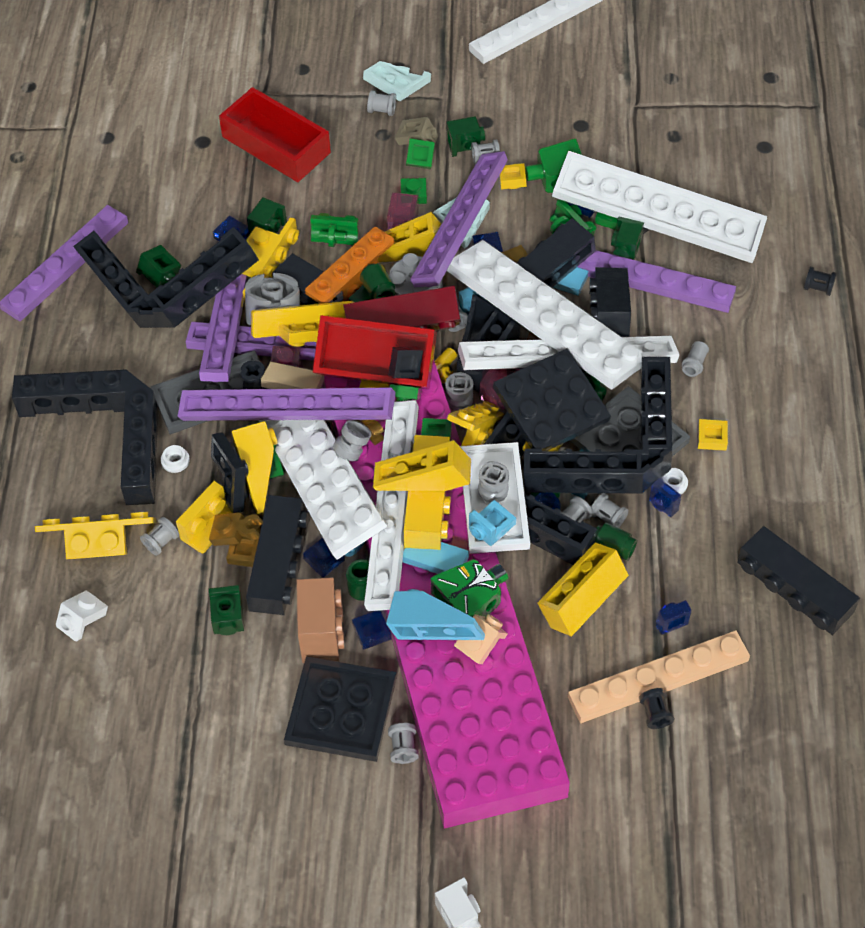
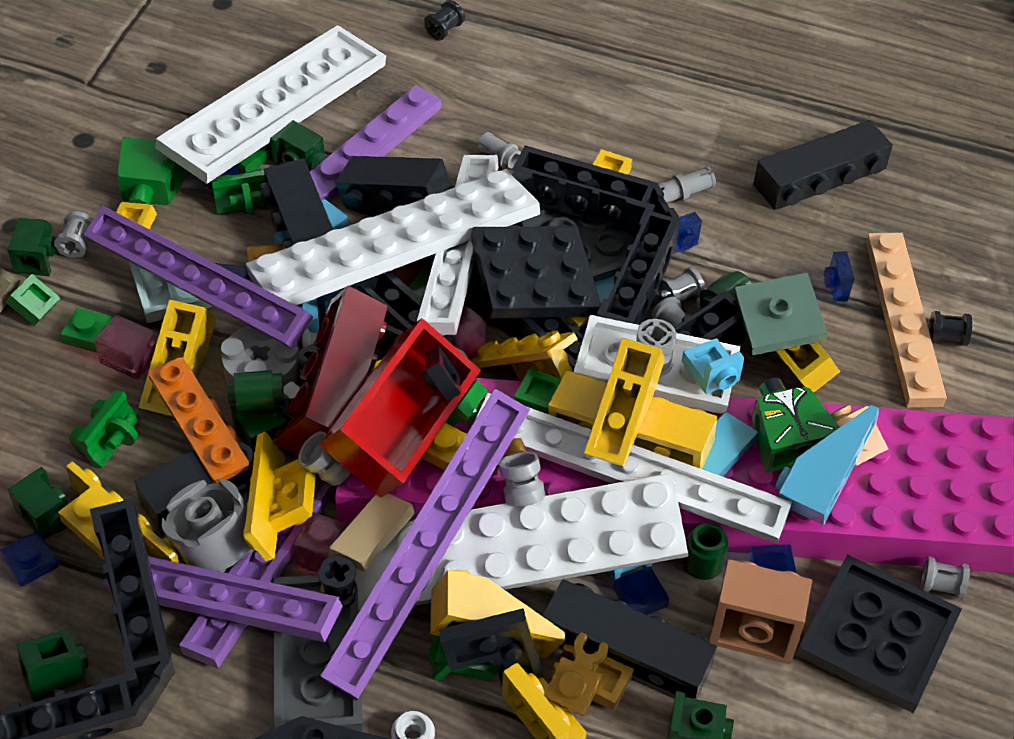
camera: 75 degrees left, 5 degrees down
(582, 566) = (780, 313): none -> sand green plate
(719, 486) = (683, 186): none -> light grey pin

